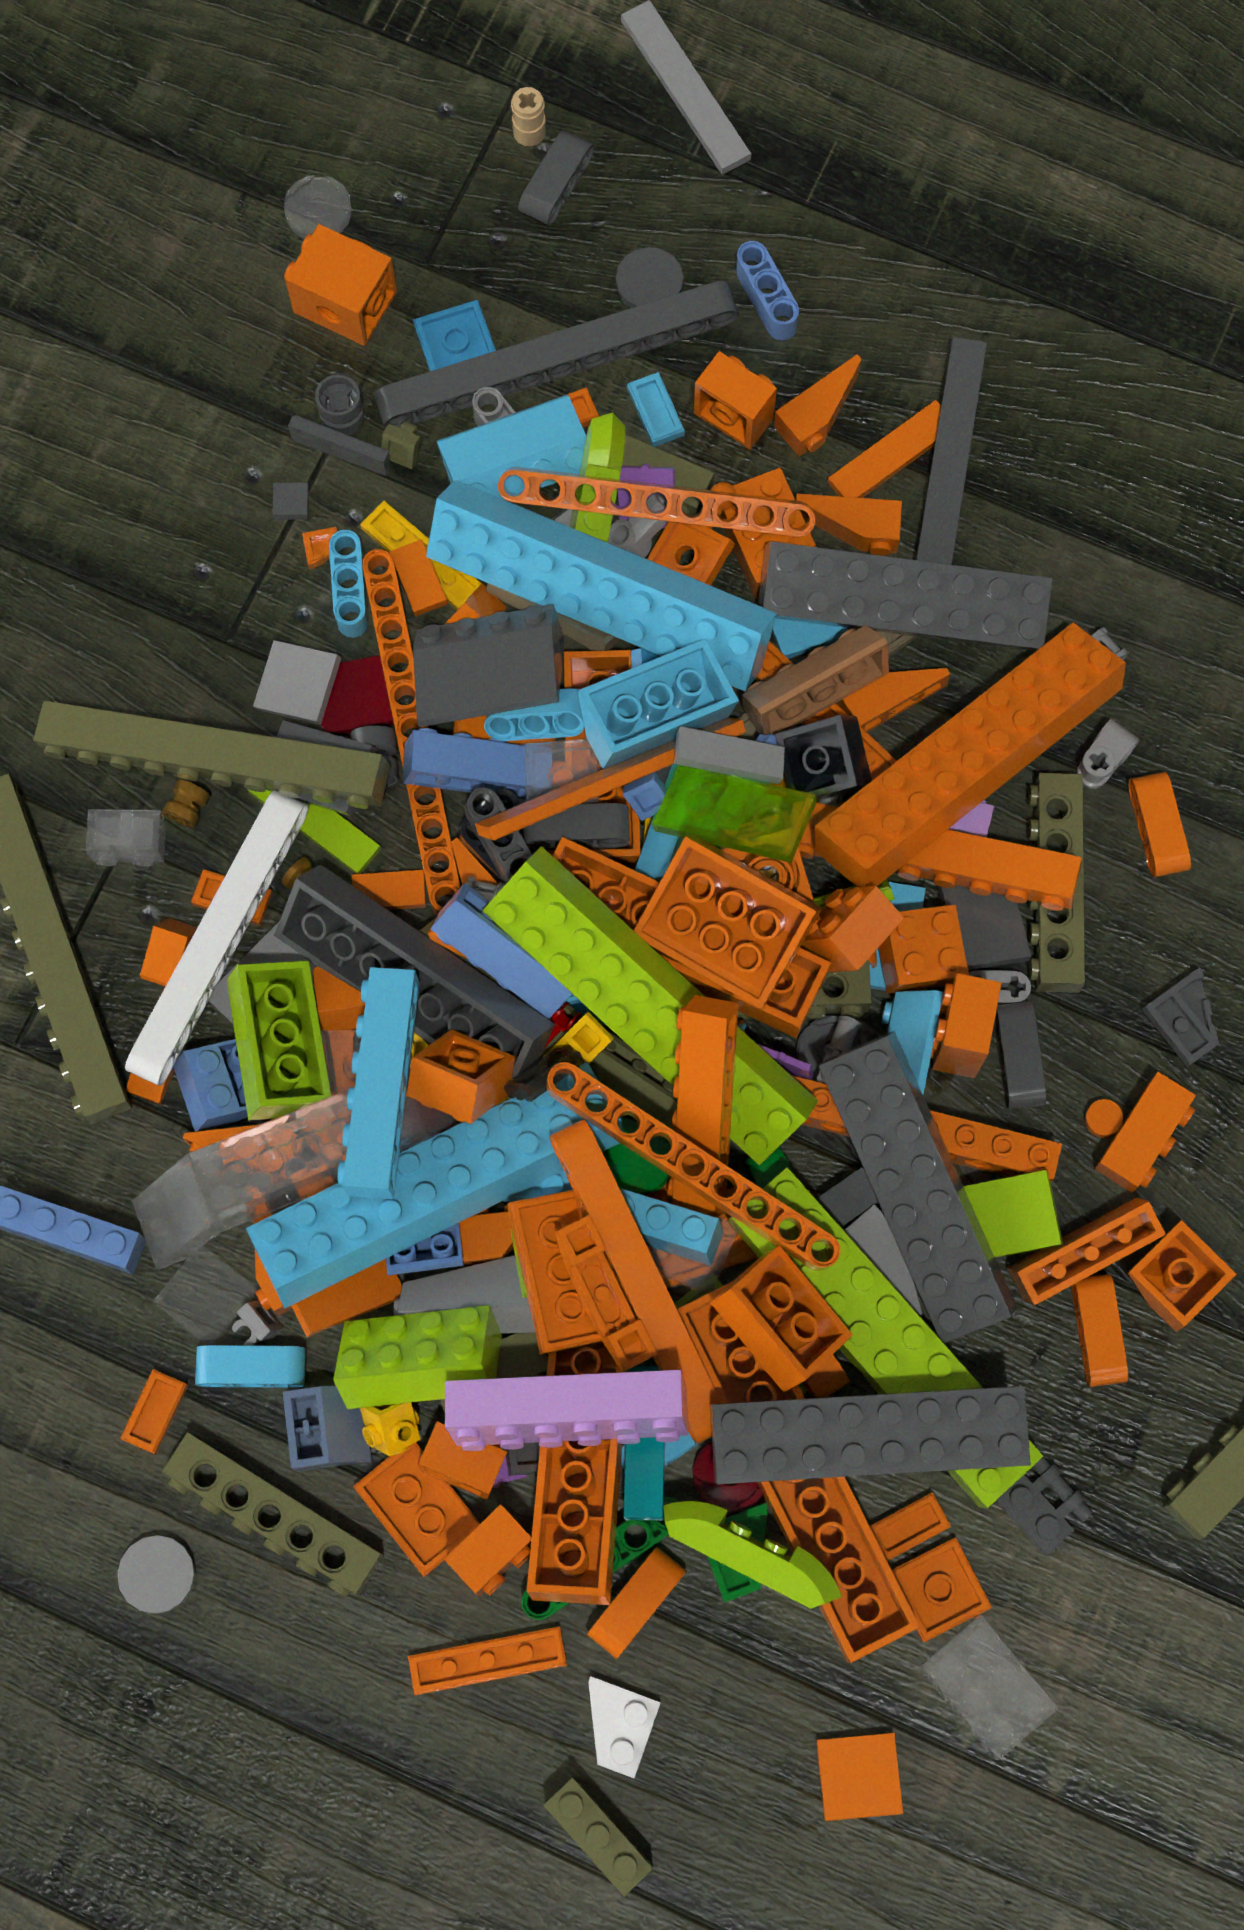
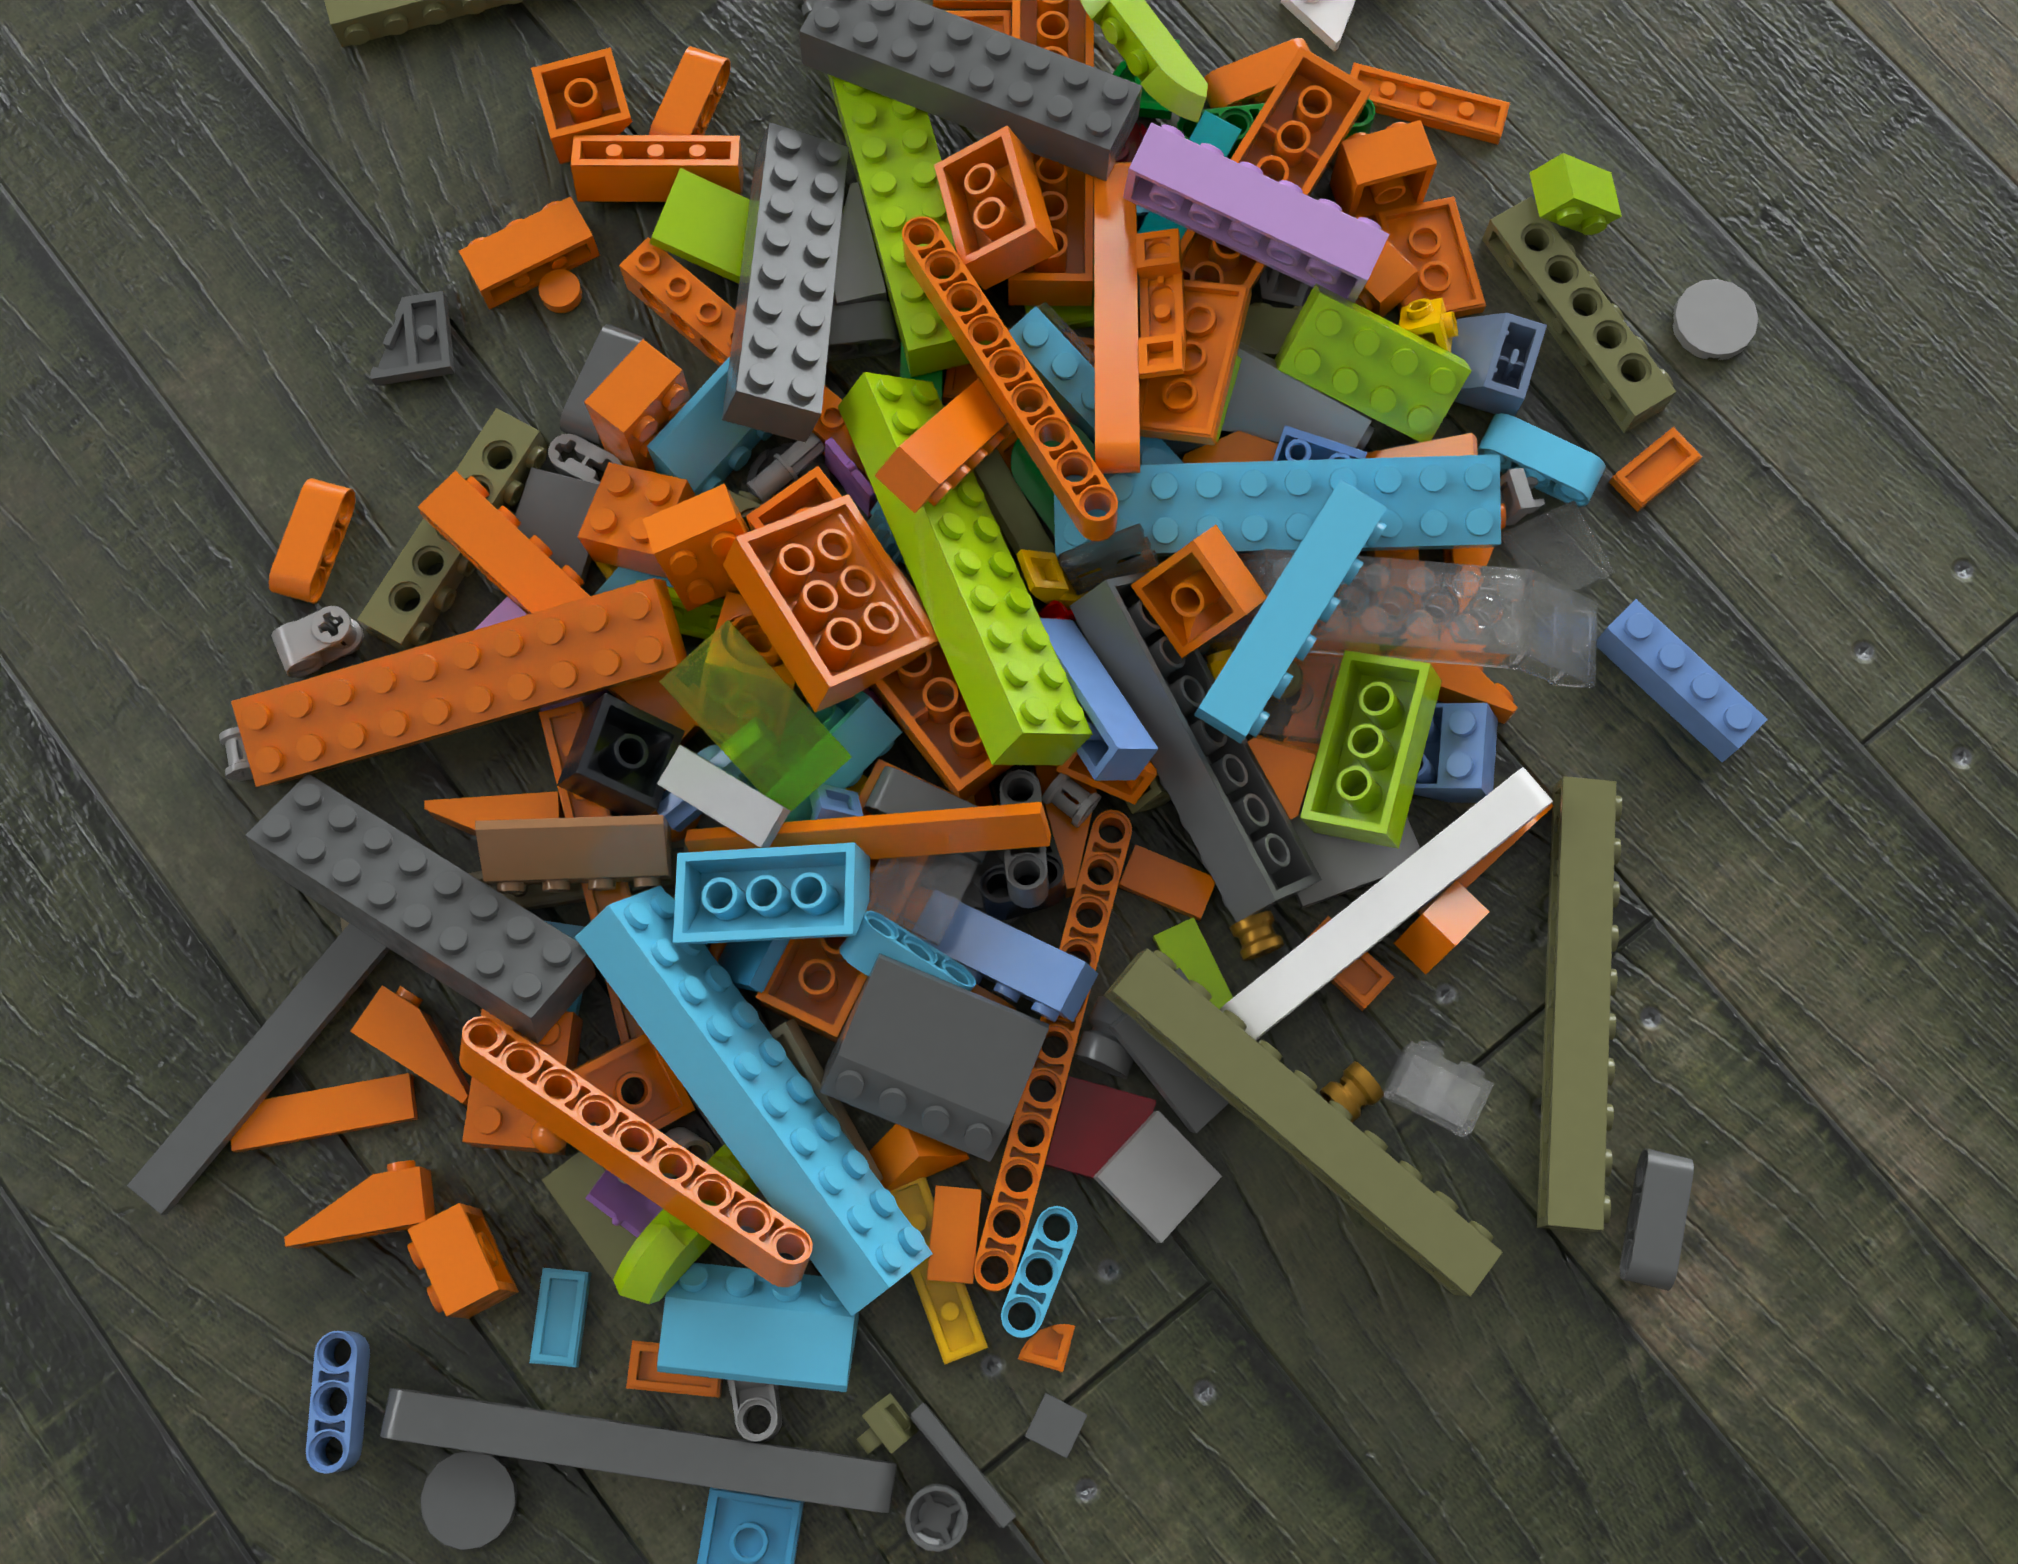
camera: 155 degrees left, 0 degrees up
(317, 1613) = (1575, 194): none -> lime brick

